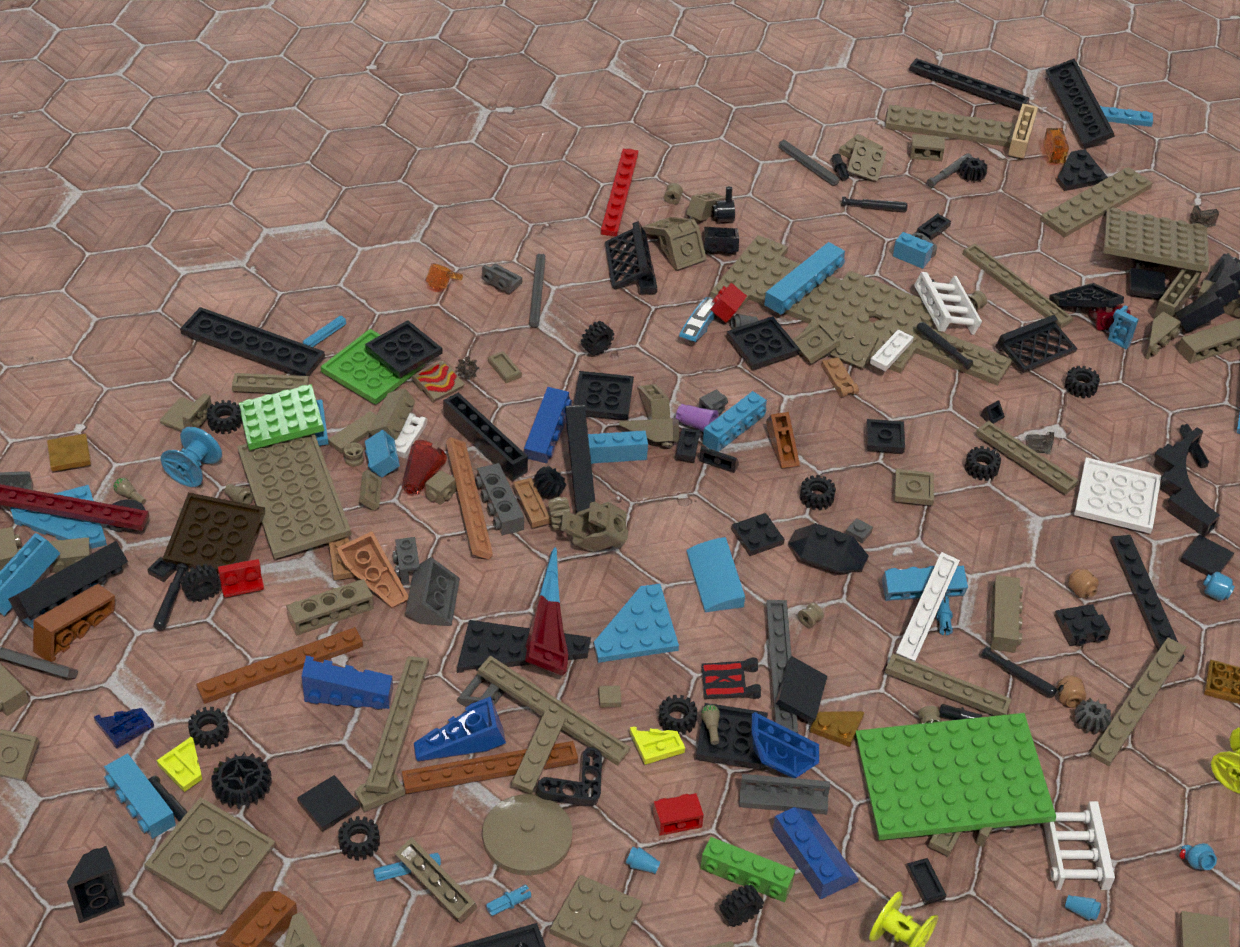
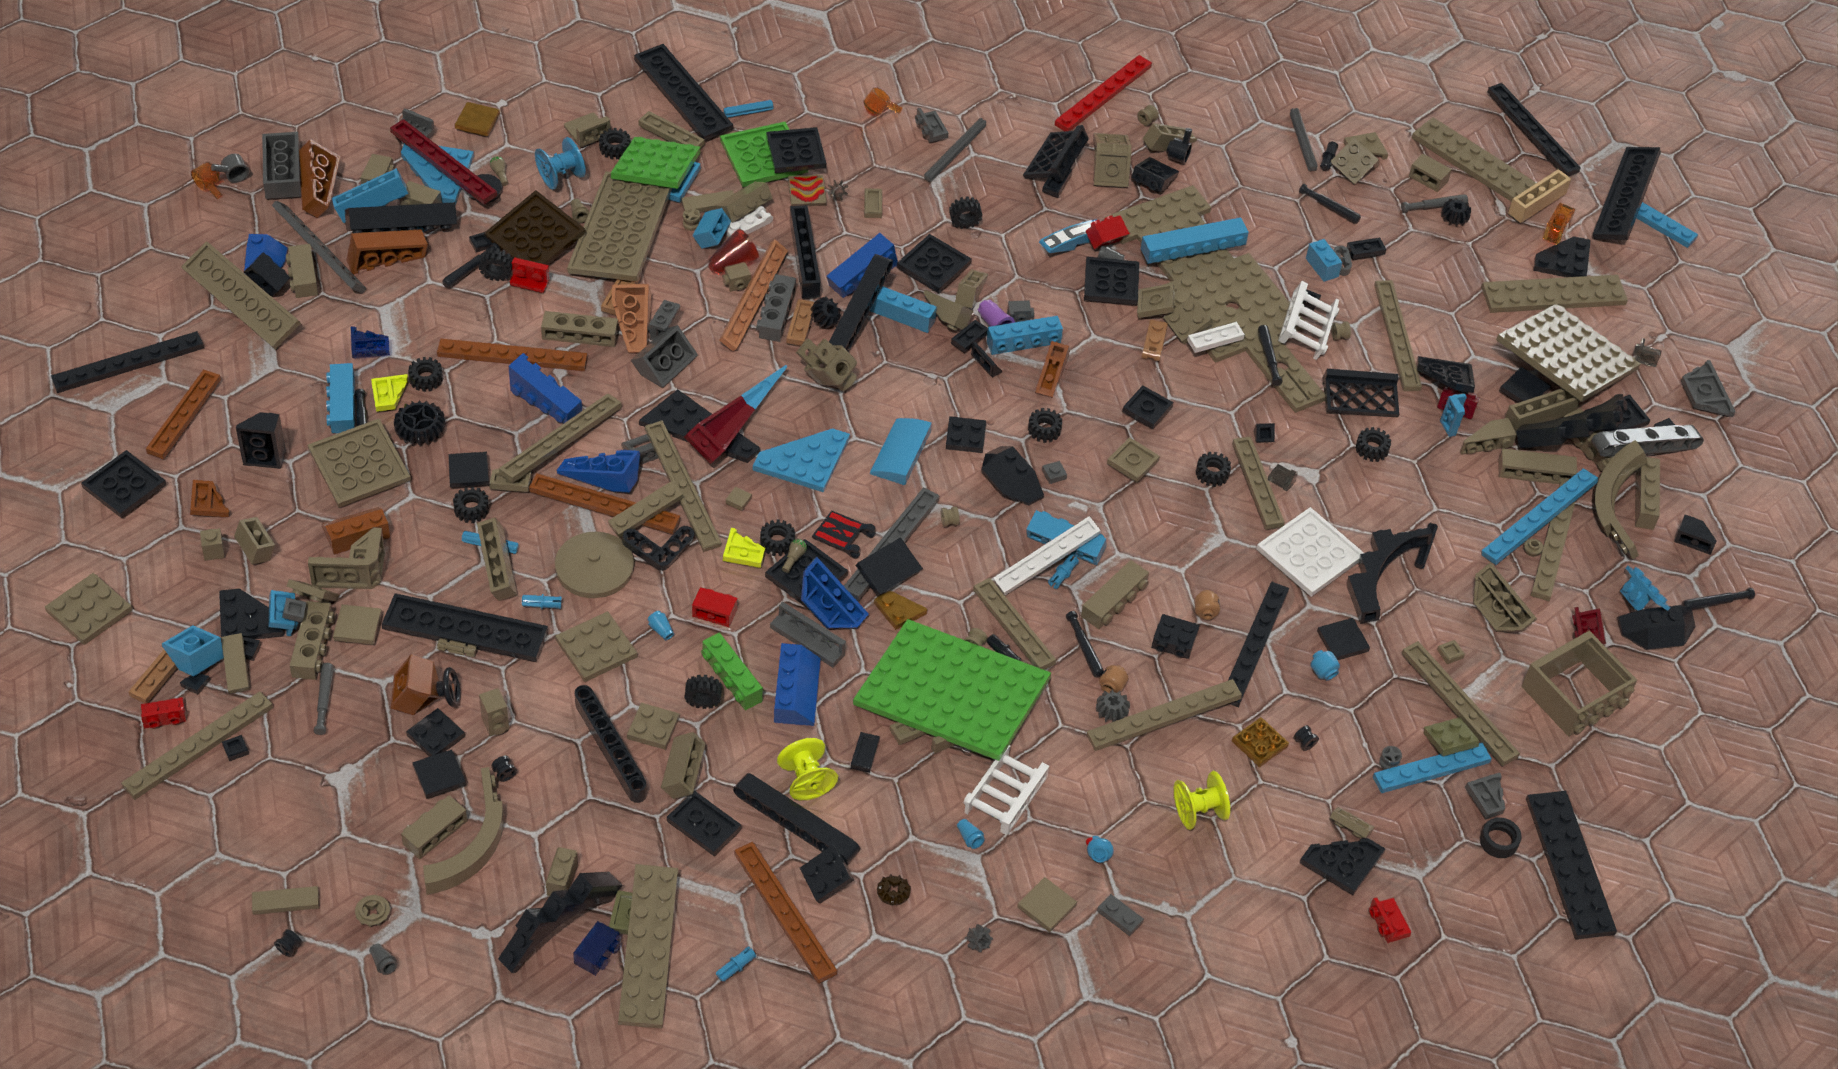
camera: 30 degrees right, 5 degrees up
(370, 490) = (681, 253): dark tan plate -> none
(556, 509) = (813, 333): dark tan gear -> none

